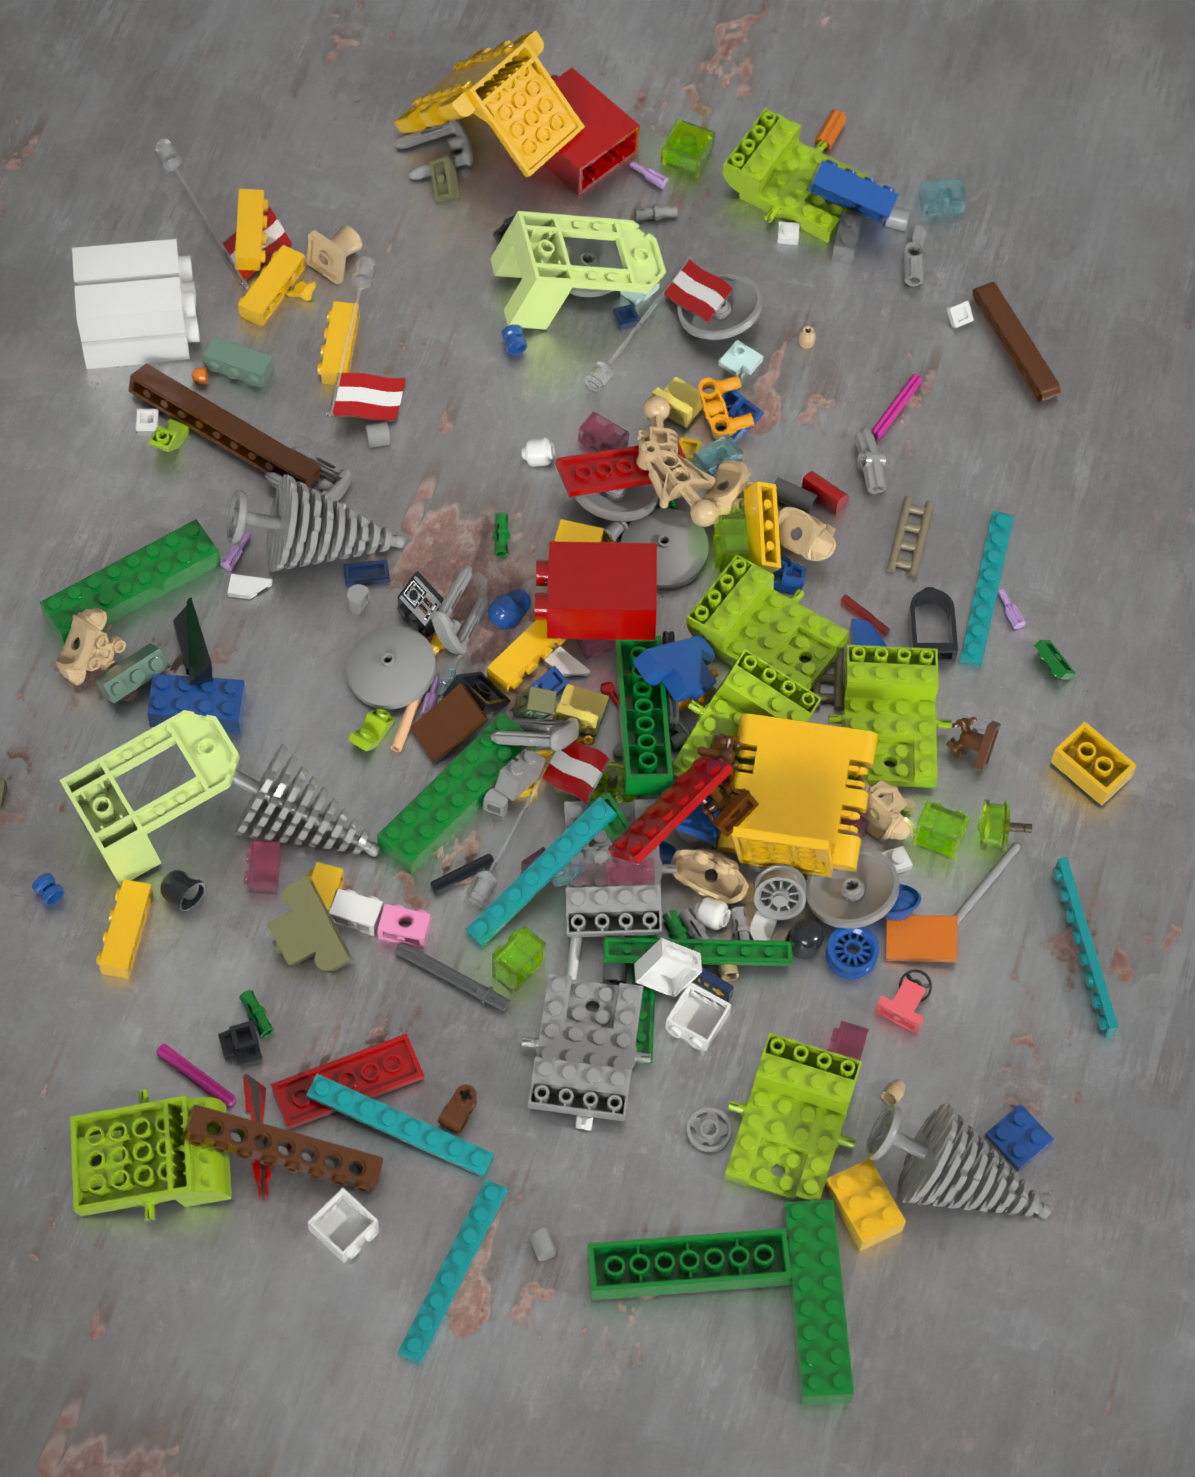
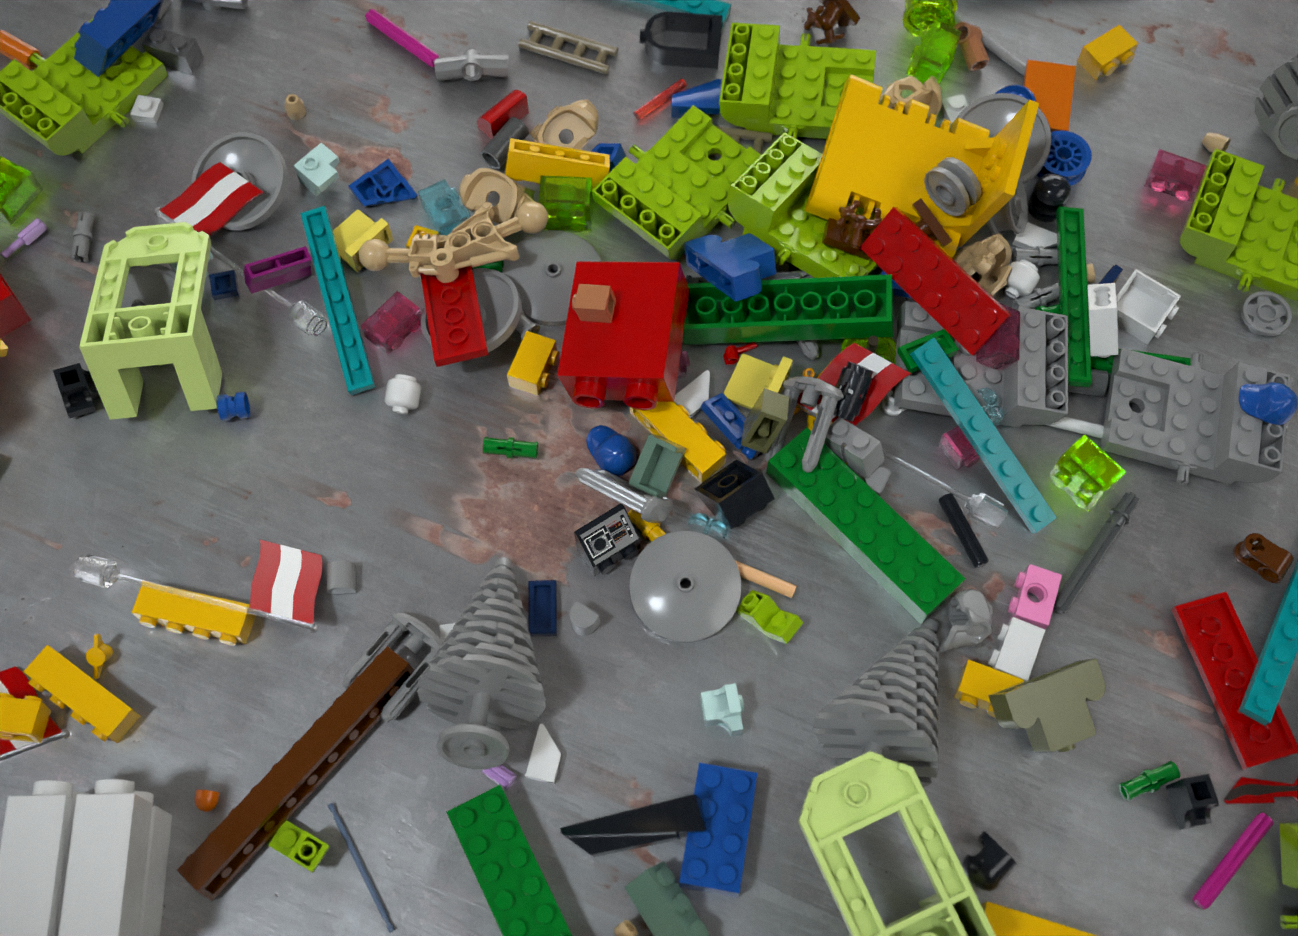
camera: 80 degrees left, 5 degrees up
(147, 419) = (261, 878): white tile -> none
(158, 480) = (361, 868): none -> sand blue piece
(238, 361) = (196, 746): sand green brick -> none
(263, 867) = (962, 759): clear pink brick -> none
(291, 702) = (723, 709): none -> light aqua brick
(330, 255) = (53, 611): tan plant -> none
(376, 873) = (970, 620): none -> light grey head
(431, 696) = (737, 548): lavender axle -> none
(448, 723) = (773, 523): reddish brown tile -> none
(490, 634) = (657, 466): none -> sand green panel
(566, 762) = (857, 379): none -> black piece
(590, 1087) = (1269, 402): none -> blue piece
(610, 553) = (594, 303): none -> nougat brick
(619, 393) = (337, 301): none -> teal plate
(638, 347) = (277, 269): none -> magenta piece
(715, 407) = (379, 200): light orange piece -> none
(768, 816) = (952, 186): none -> light grey wheel
(905, 1002) = (1121, 112): coral piece -> none
(974, 866) = (972, 46): none -> nougat piece
(983, 992) = (1108, 52): none -> yellow brick
(1019, 1137) = (1256, 48): blue plate -> none

